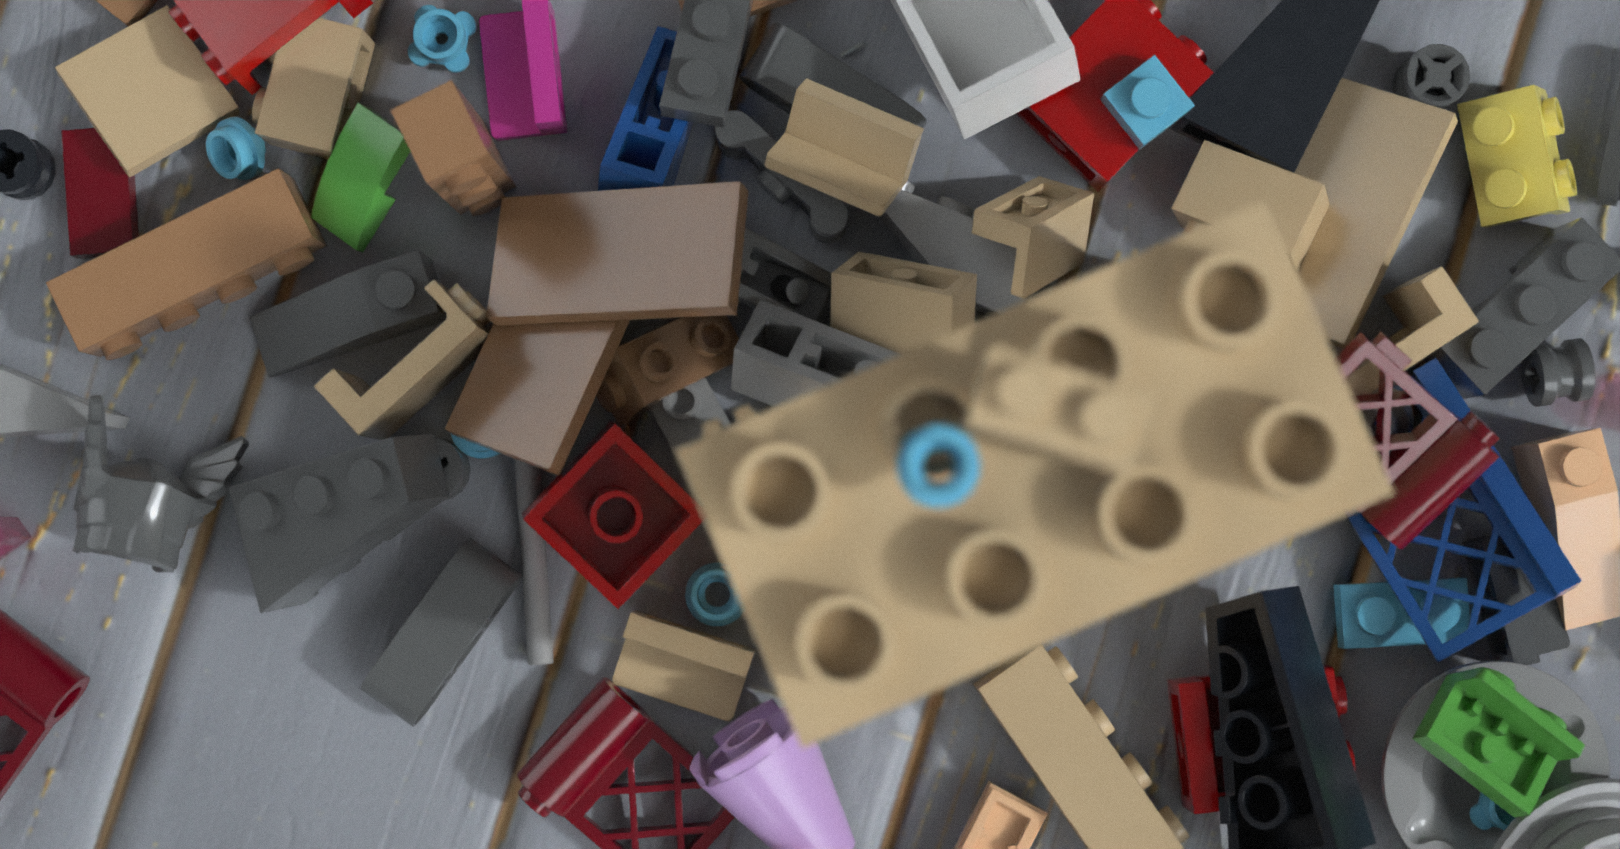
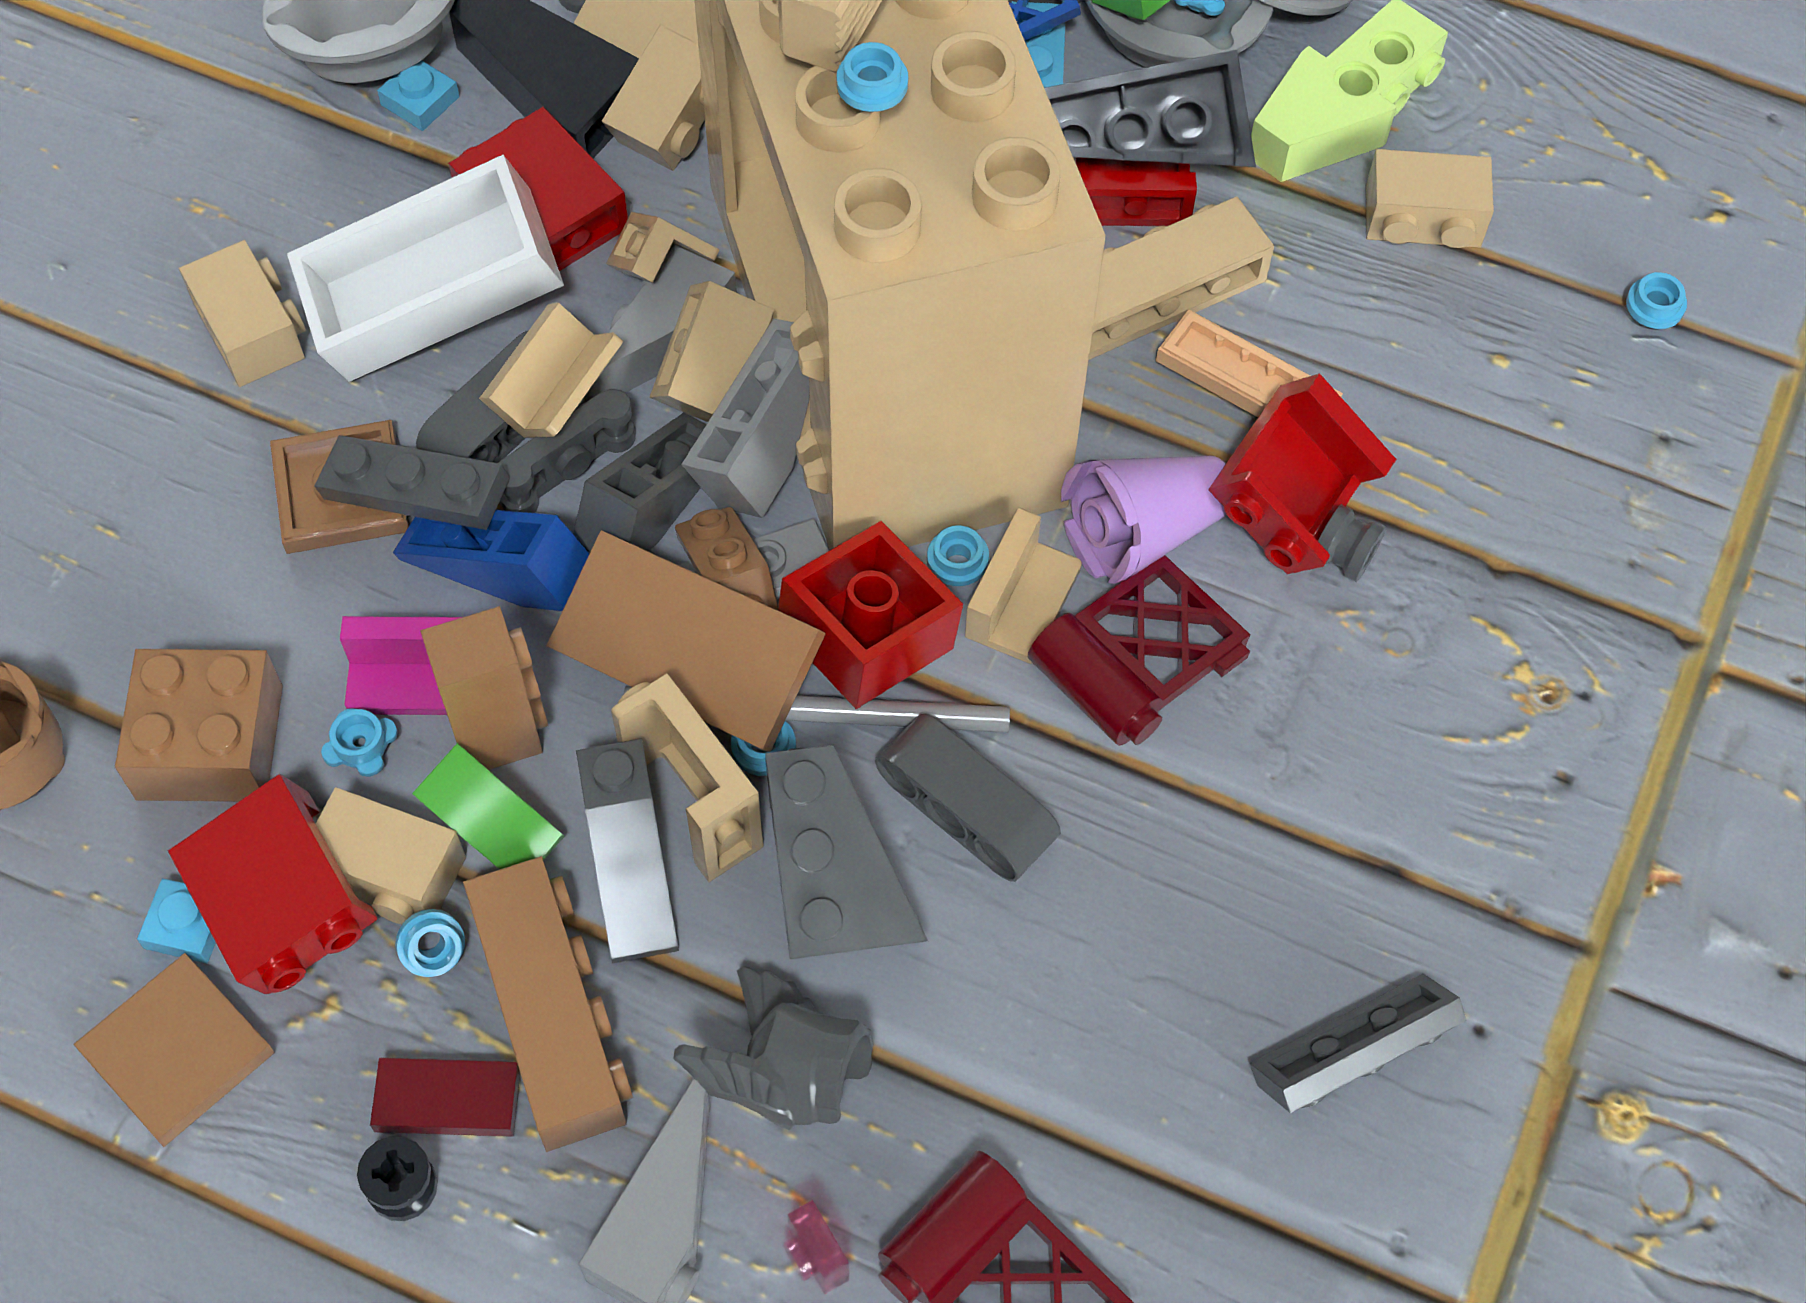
camera: 80 degrees left, 25 degrees down
(147, 91) = (347, 1028): tan tile -> none
(619, 254) = (616, 560): medium nougat tile -> none
(1147, 102) = (560, 149): medium azure plate -> none

